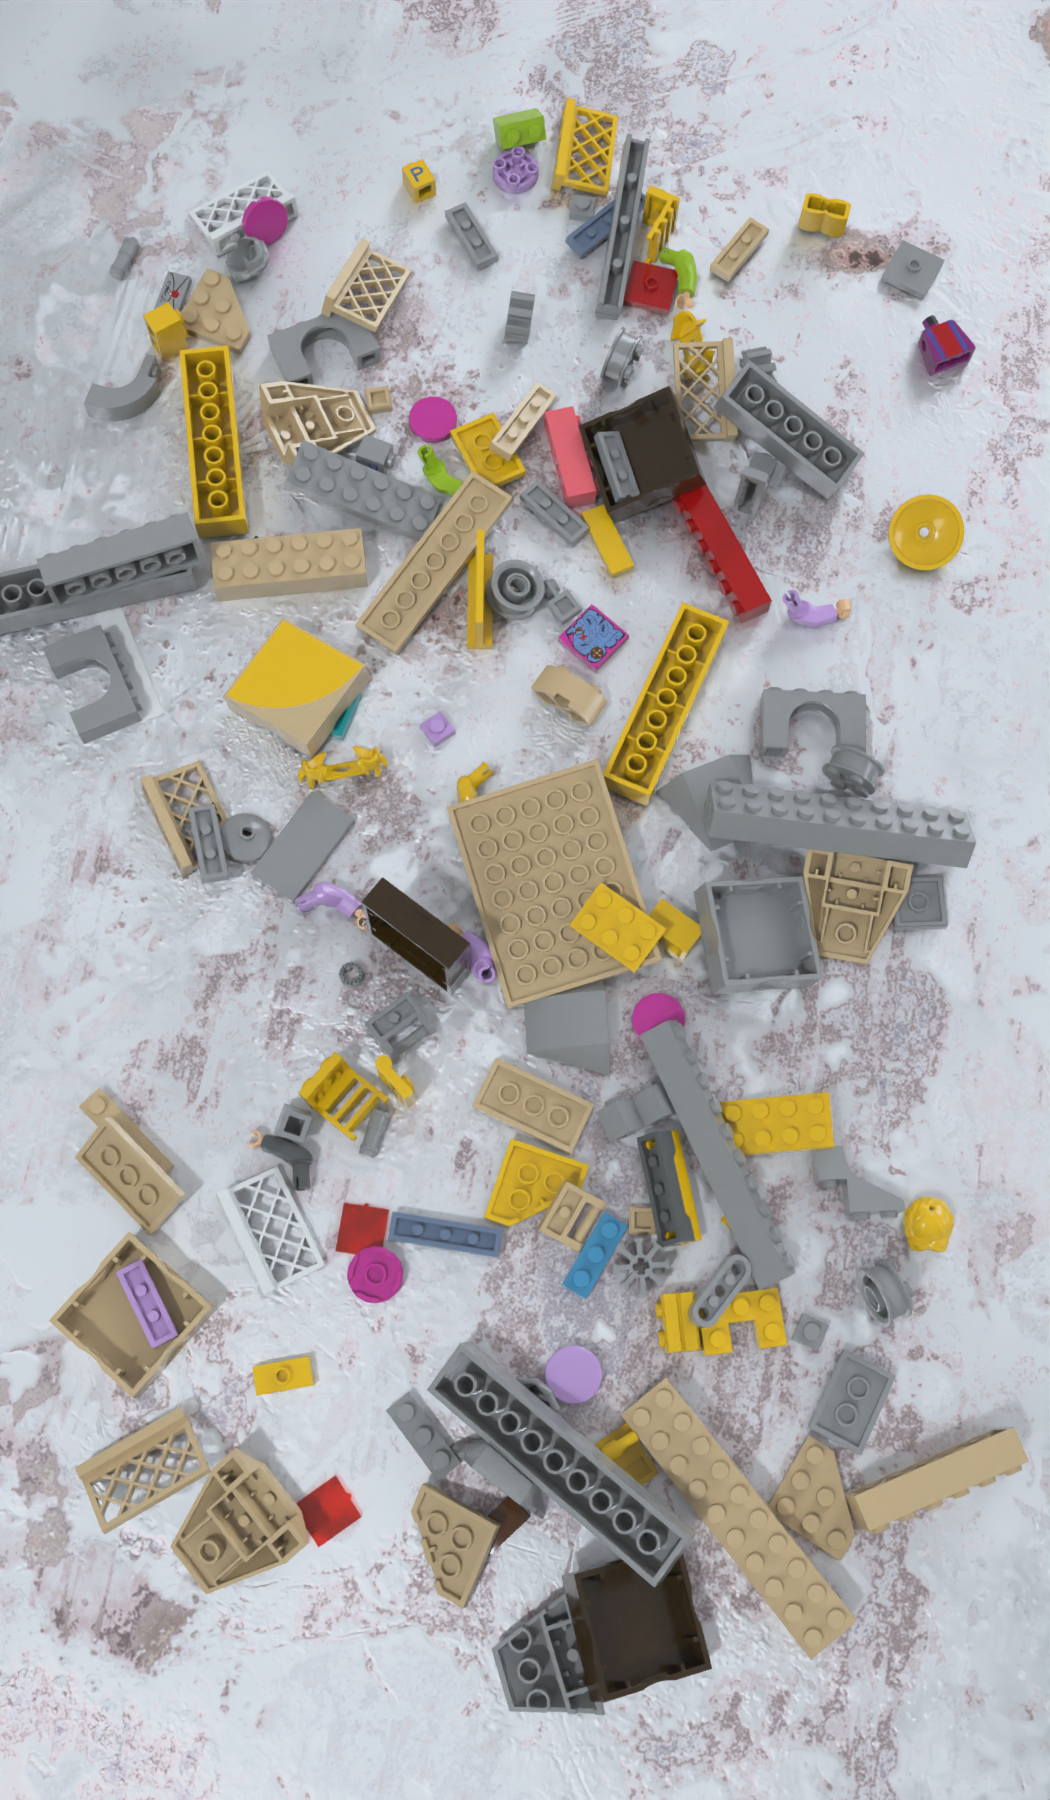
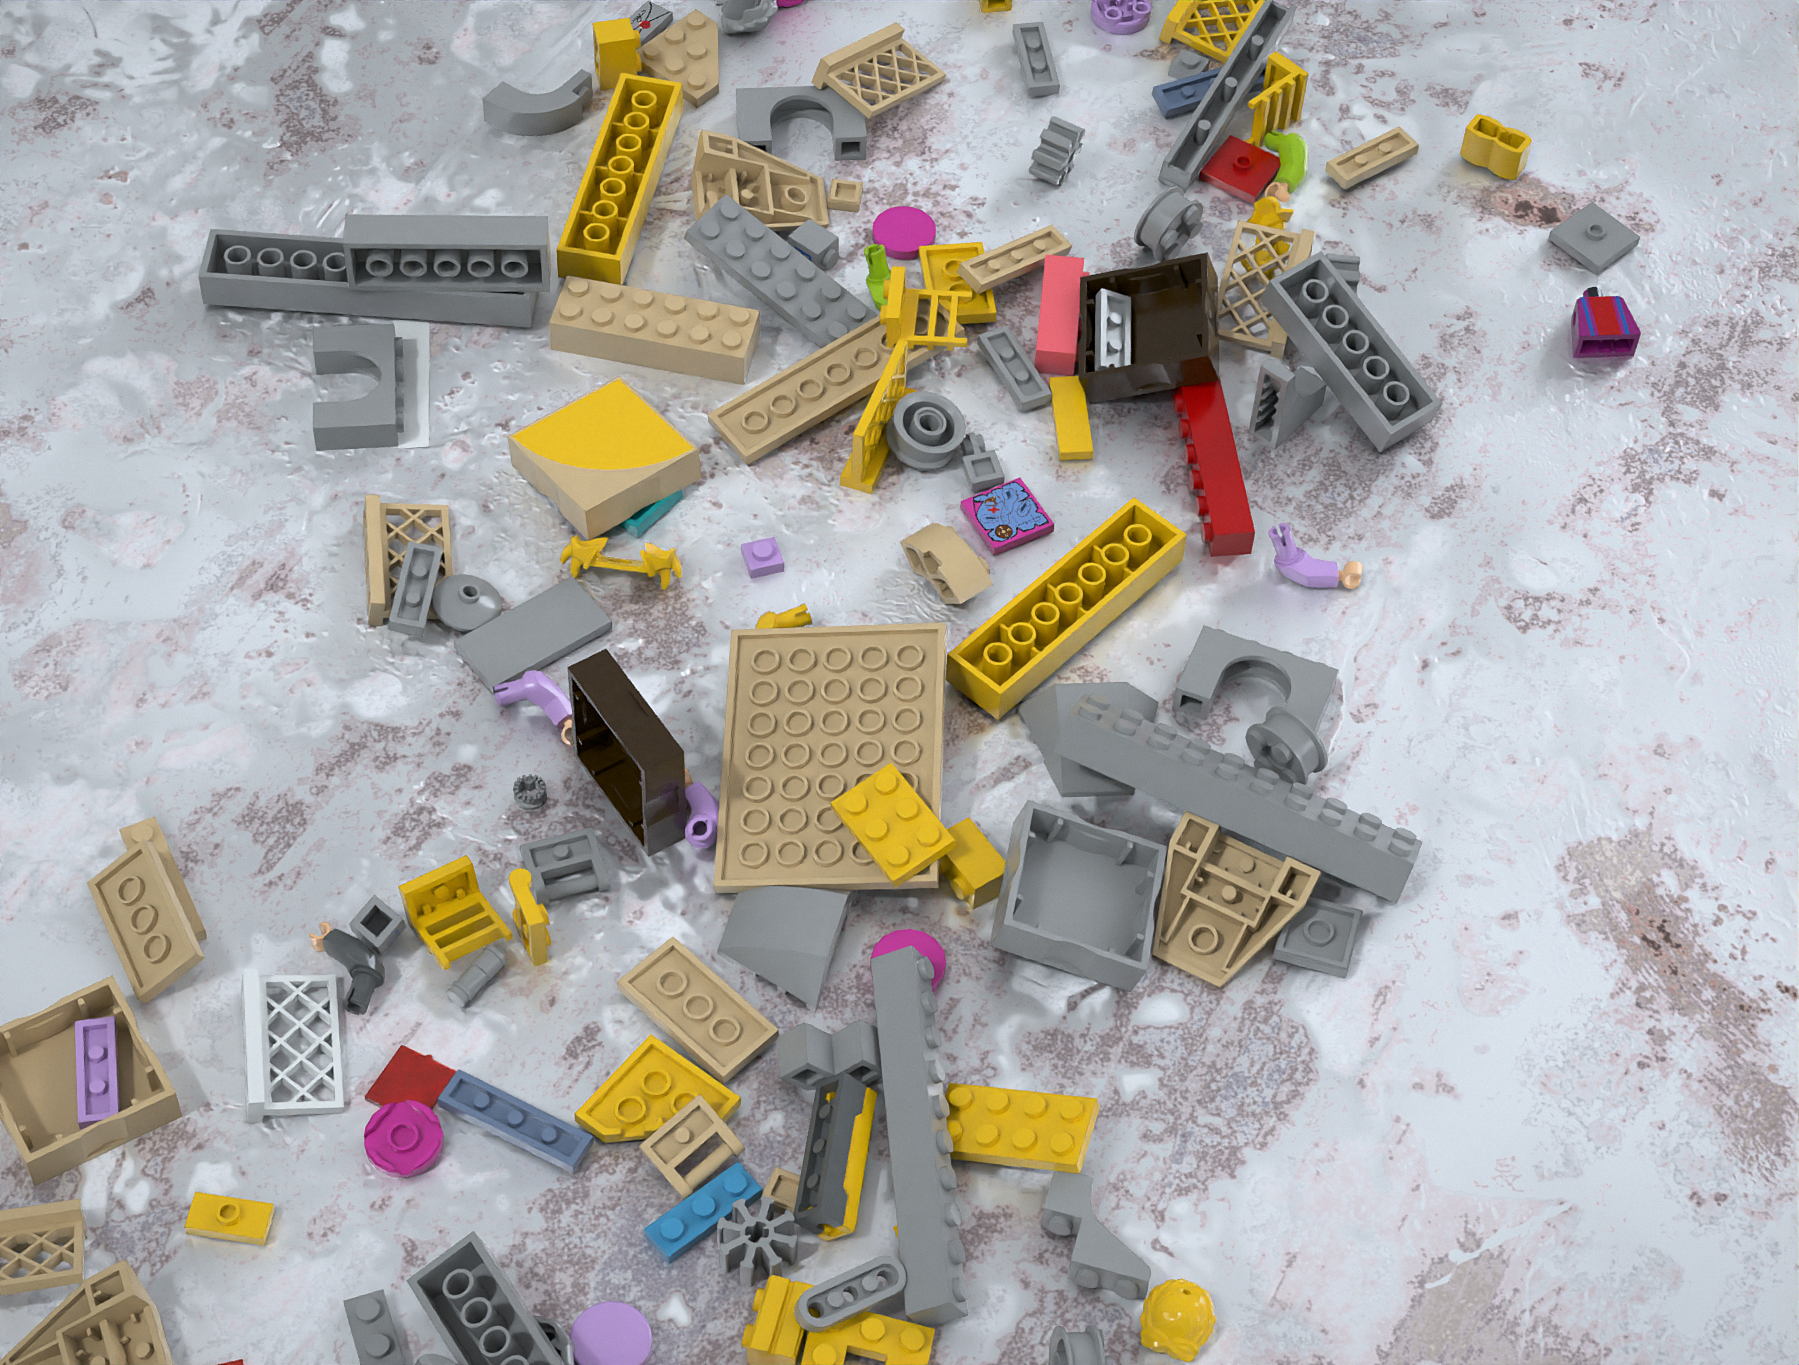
camera: 20 degrees right, 20 degrees down
(466, 502) = (902, 313): none -> yellow plate
(944, 532) = (1491, 493): yellow dish -> none

